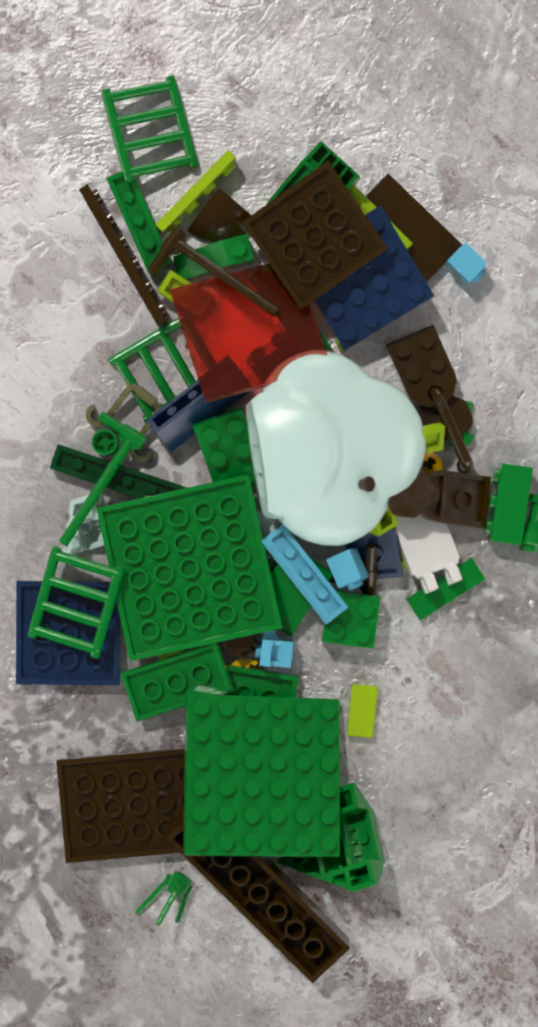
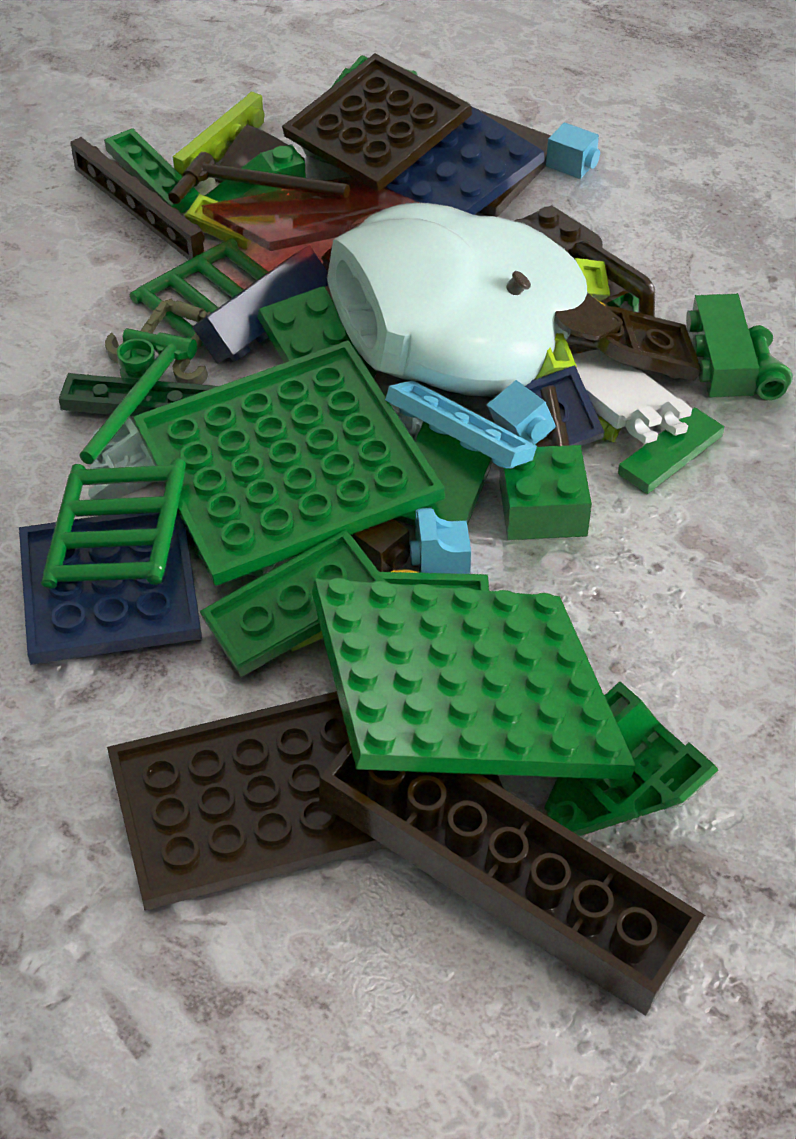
camera: 15 degrees left, 40 degrees down
(123, 147) = (125, 111): green bar -> none
(178, 885) = (354, 909): green plant -> none
(362, 710) = (601, 609): lime tile -> none

